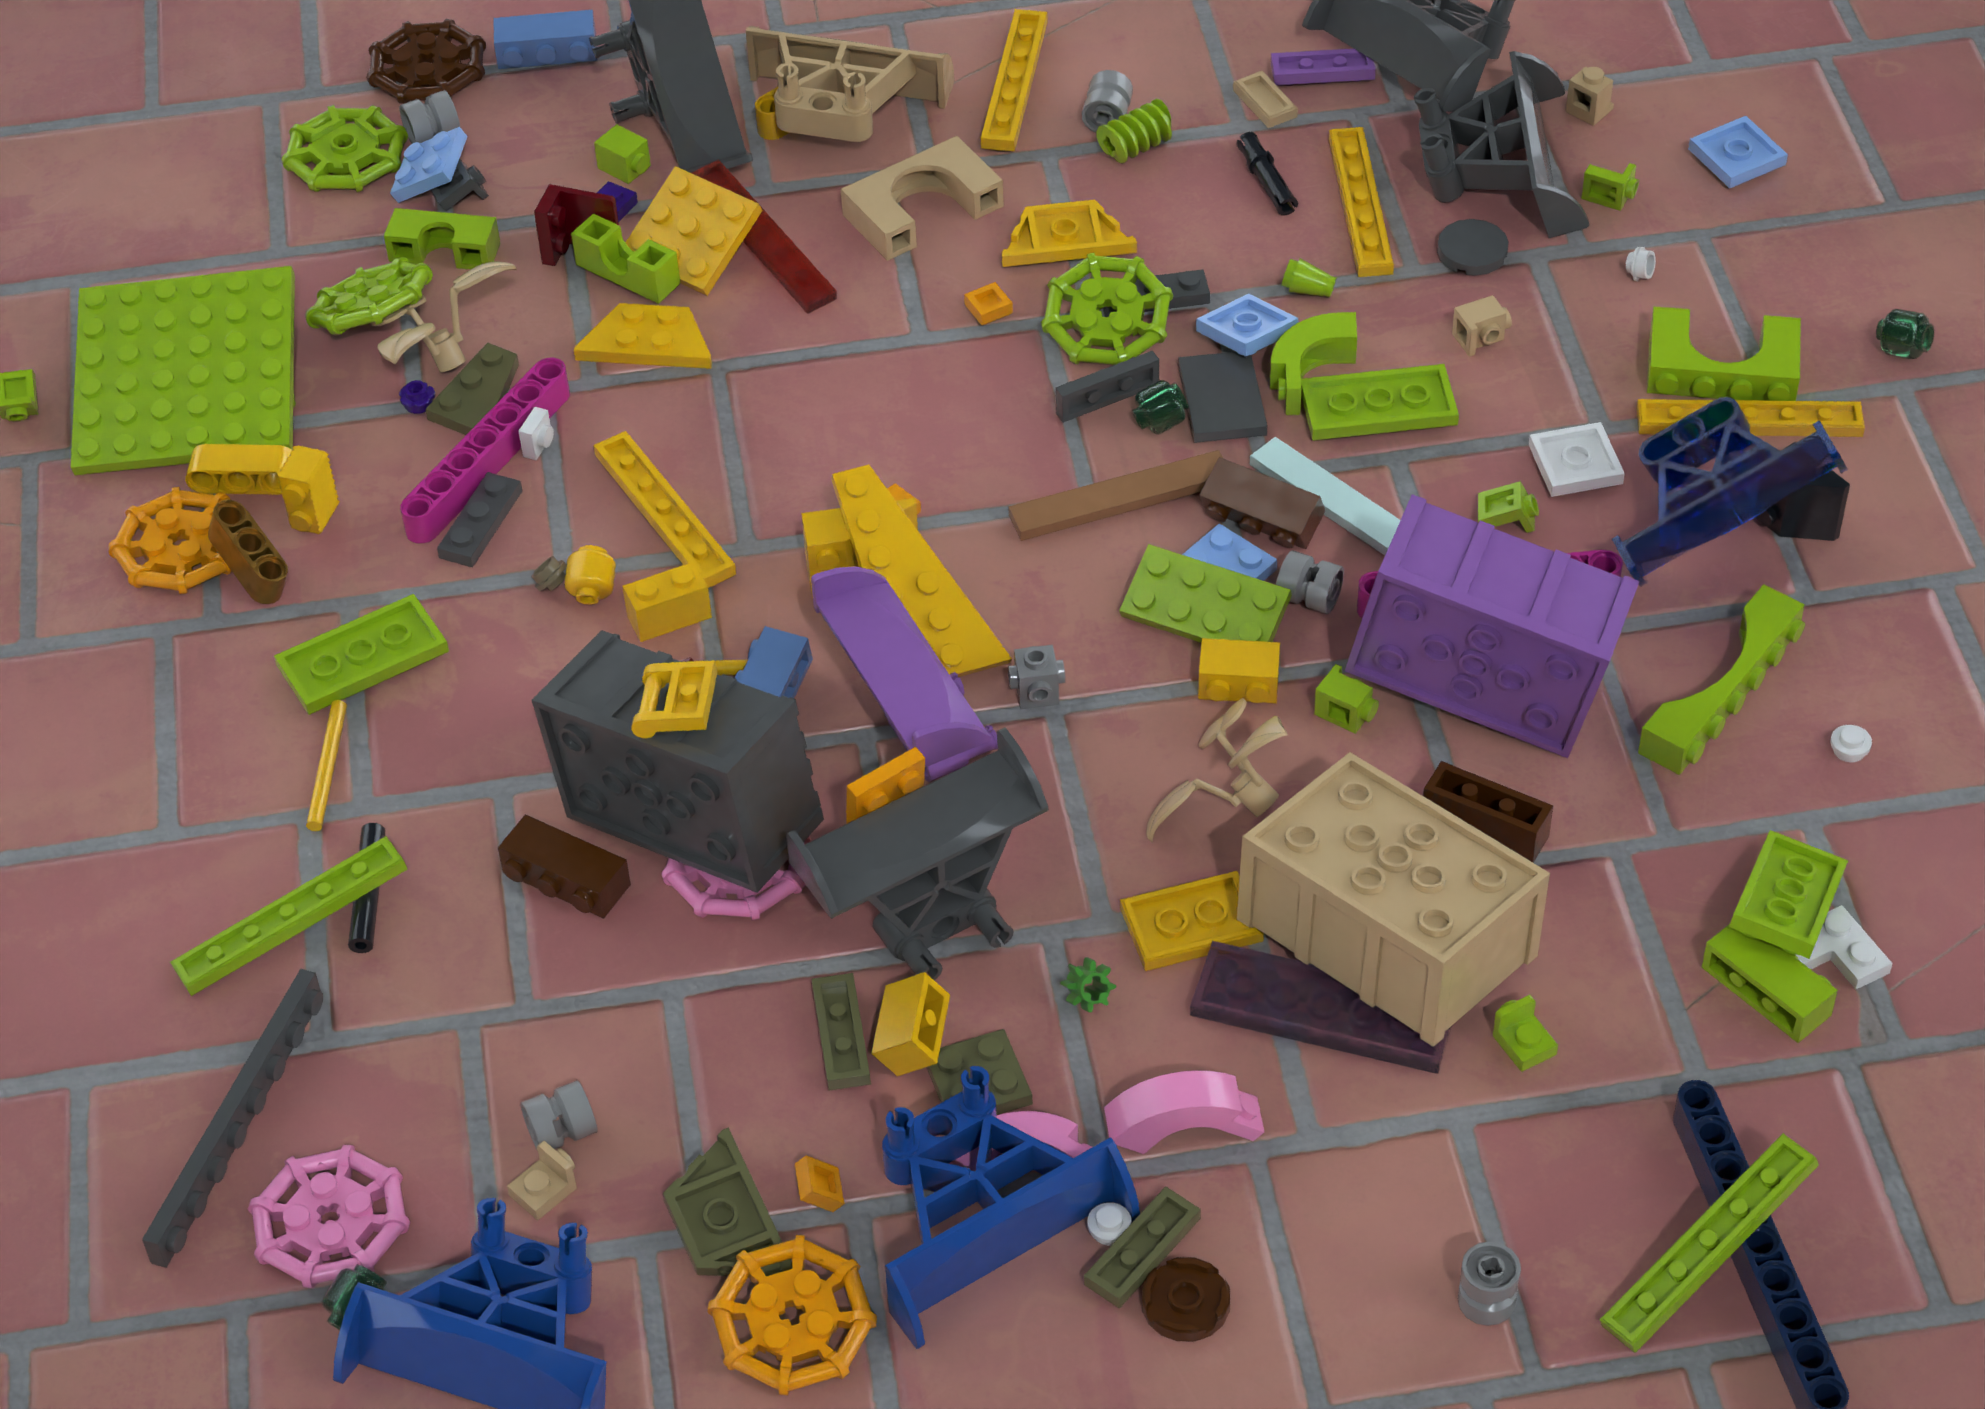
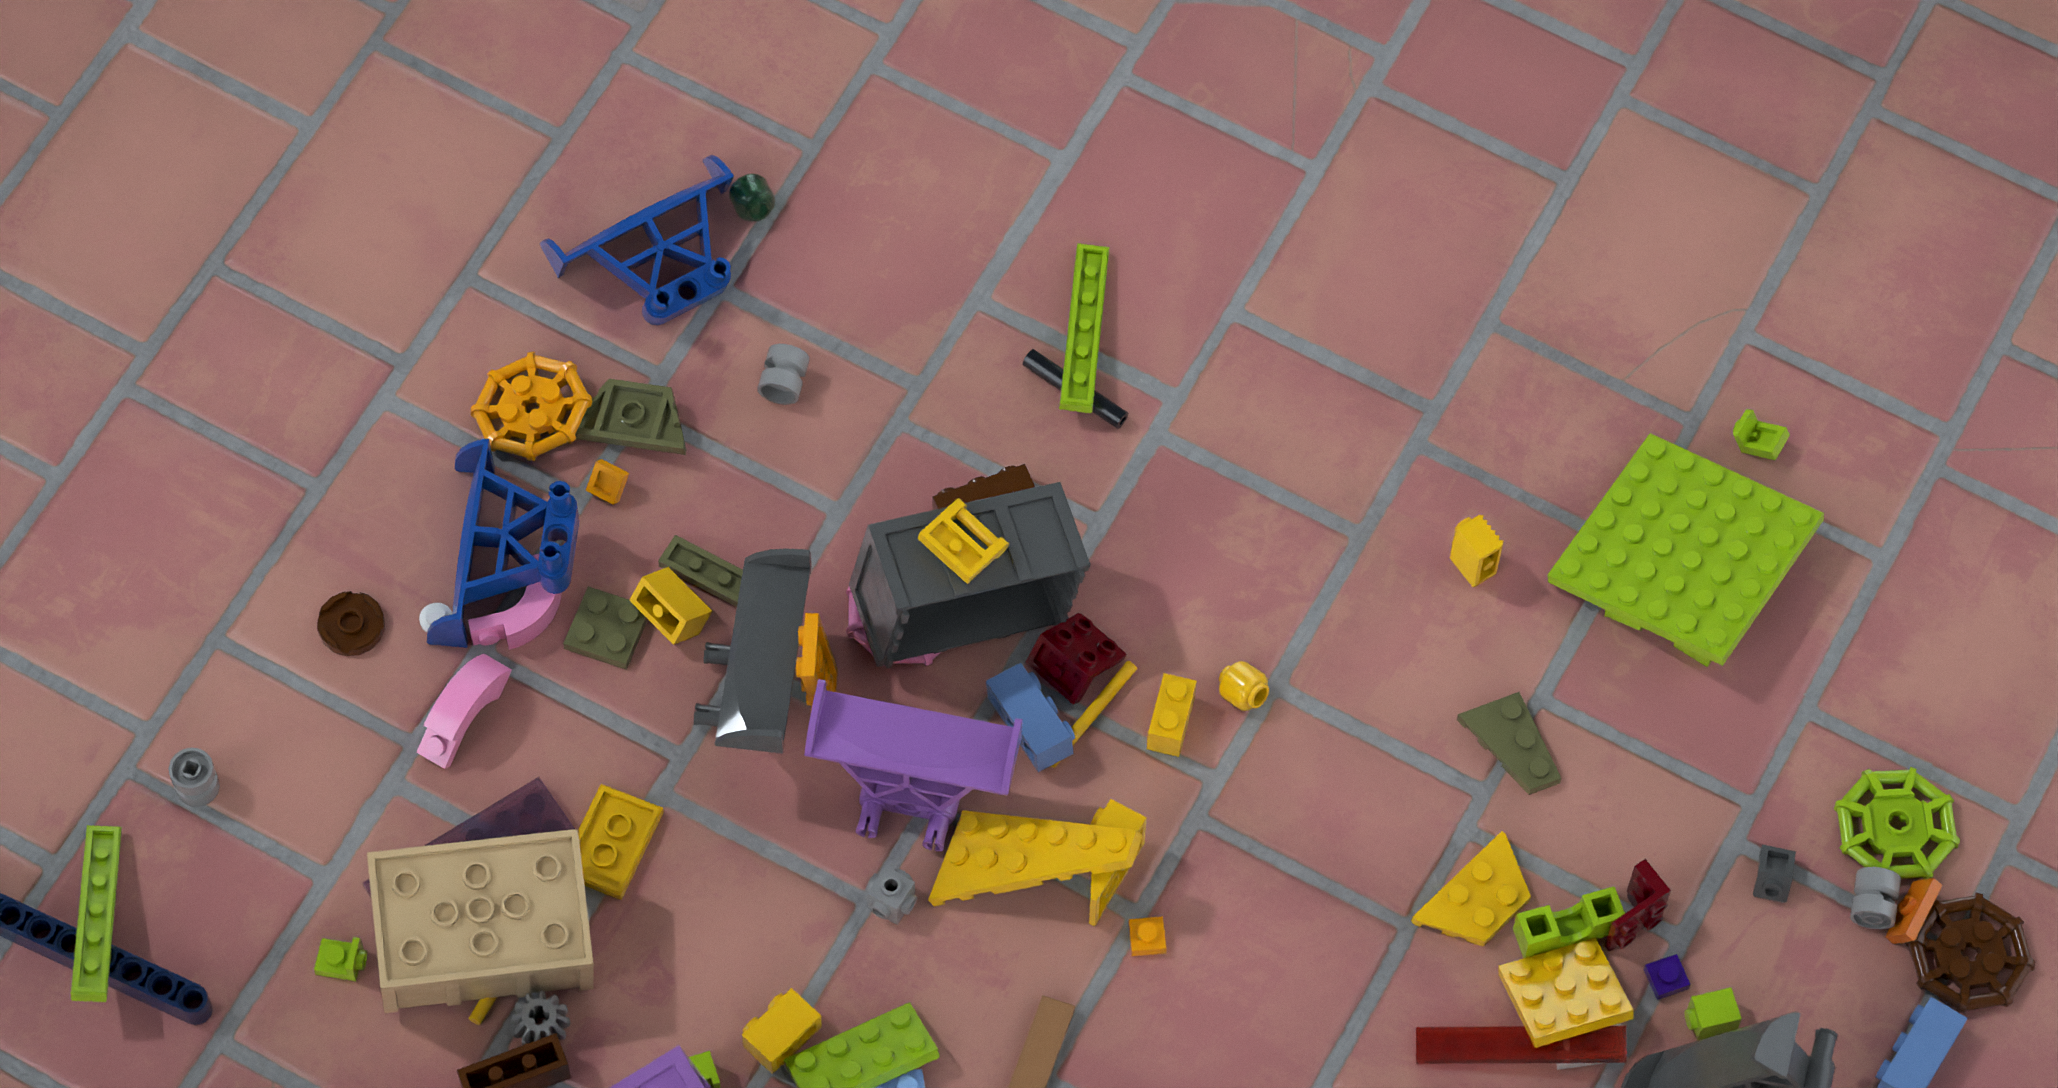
camera: 125 degrees right, 15 degrees up
(170, 564) = (1517, 445): light orange plate -> none
(230, 1123) = (952, 220): dark grey plate -> none
(236, 468) = (1551, 536): yellow beam -> none
(247, 552) = (1432, 473): pearl gold beam -> none
(324, 1195) = (829, 206): bright pink plate -> none
(326, 765) = (1209, 430): yellow bar -> none
(361, 653) = (1293, 505): lime plate -> none
(369, 295) = (1654, 734): lime plate -> none
(405, 92) = (1913, 910): none -> orange plate
(416, 396) = (1538, 705): dark purple plate -> none
(419, 232) = (1693, 839): lime arch -> none
(428, 164) = (1811, 860): light blue plate -> none
(441, 344) = (1590, 766): tan plant -> none
(479, 519) = (1372, 661): dark grey plate -> none
(482, 450) = (1436, 717): dark pink beam -> none
(536, 433) = (1424, 744): white plate -> none
(544, 1182) = (749, 344): tan bracket -> none
(549, 574) = (1270, 663): dark tan plate -> none
(664, 508) = (1273, 779): yellow plate -> none
(1093, 993) = (609, 731): bright green gear -> none
(1142, 1247) = (402, 622): olive plate -> none
(1248, 786) = (671, 946): tan plant -> none

